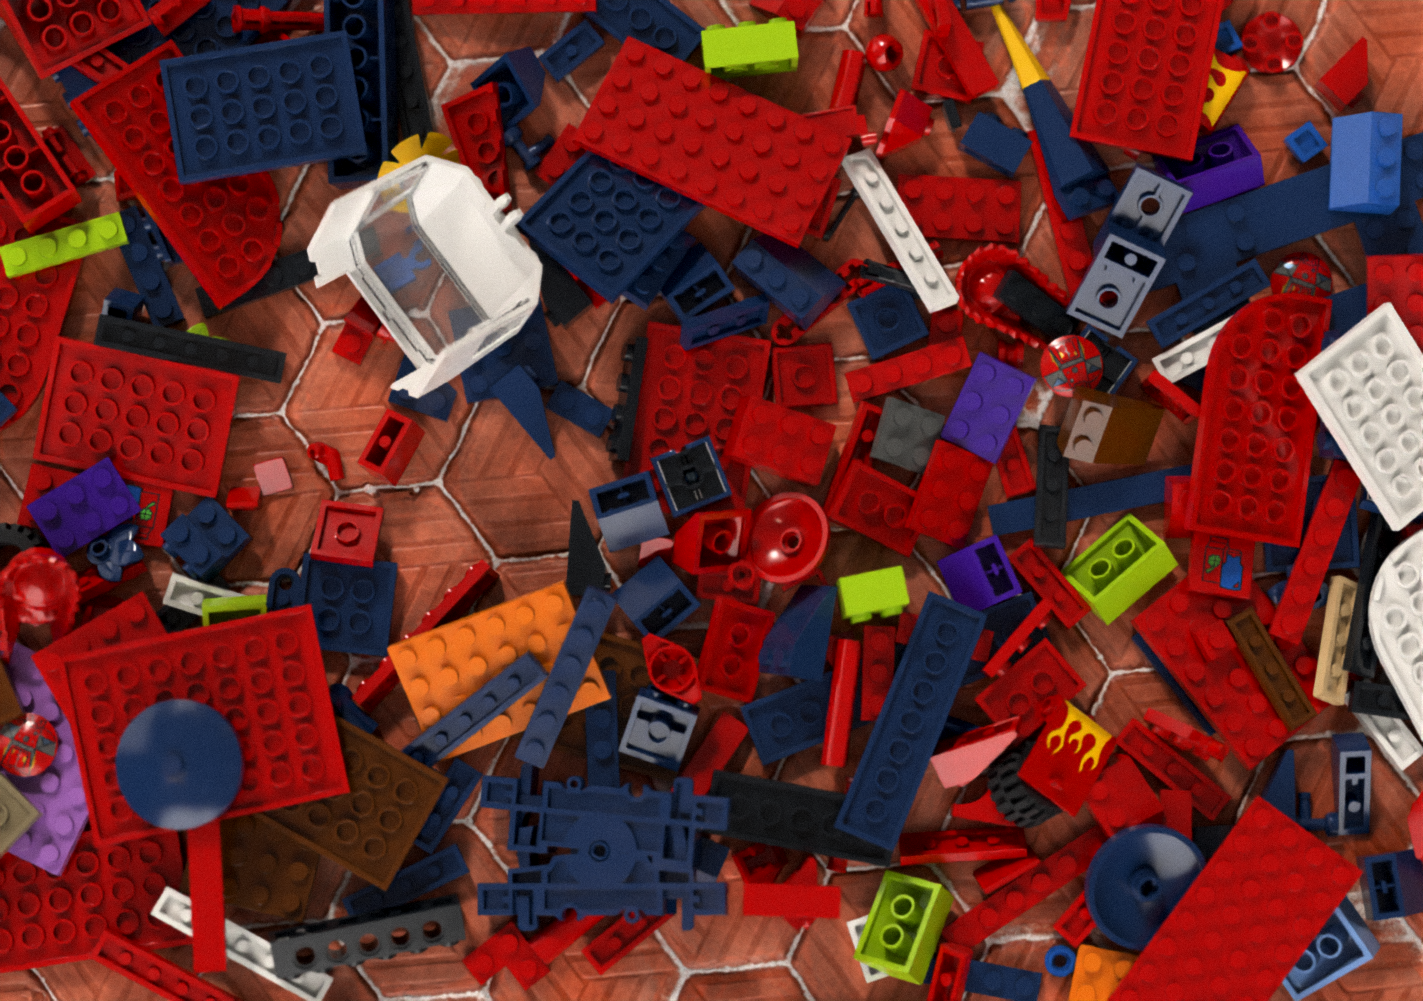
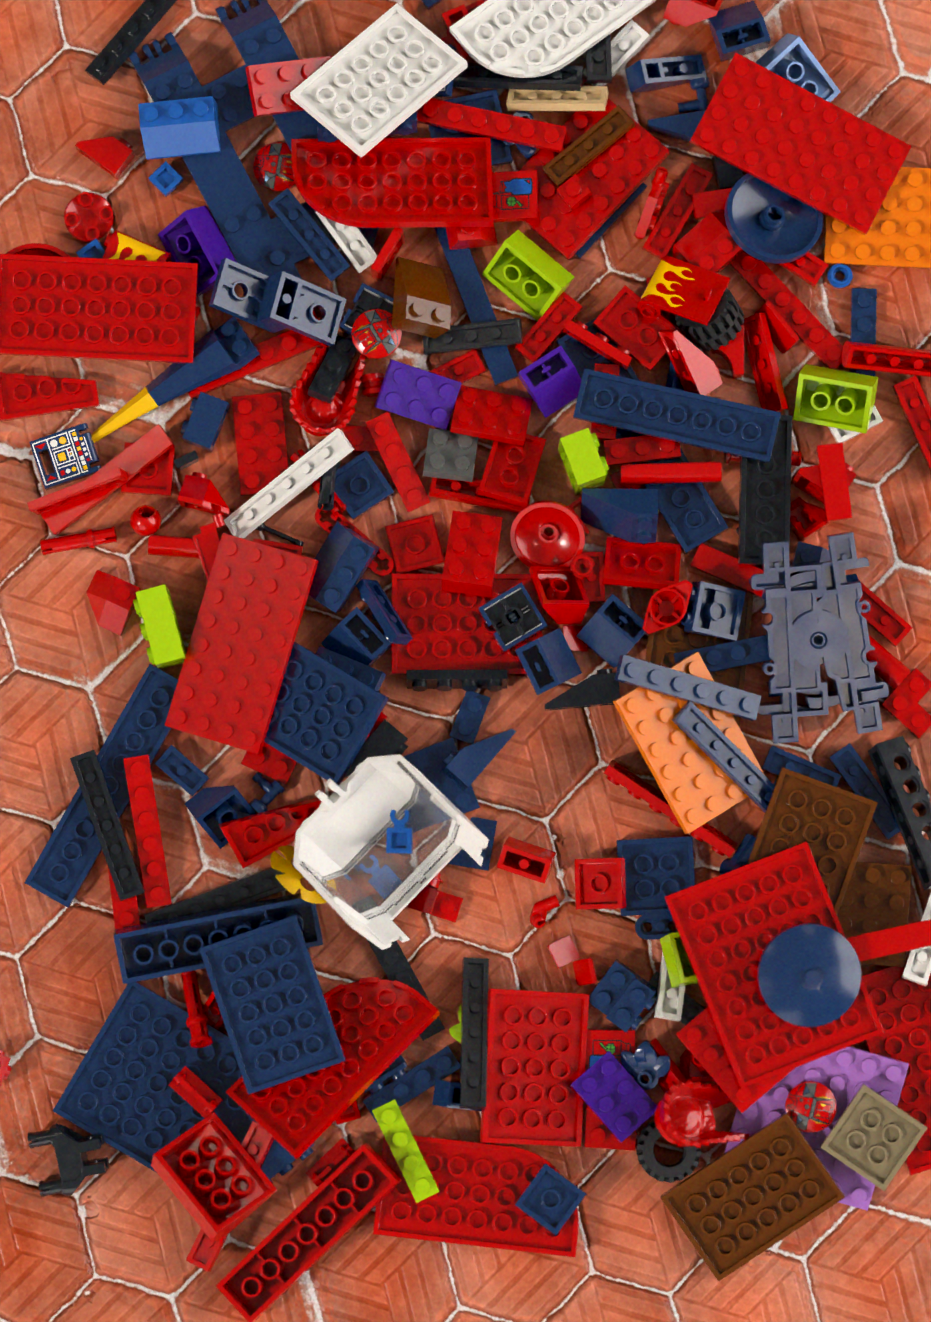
camera: 95 degrees left, 0 degrees up
(441, 295) = (399, 838): none -> blue plate

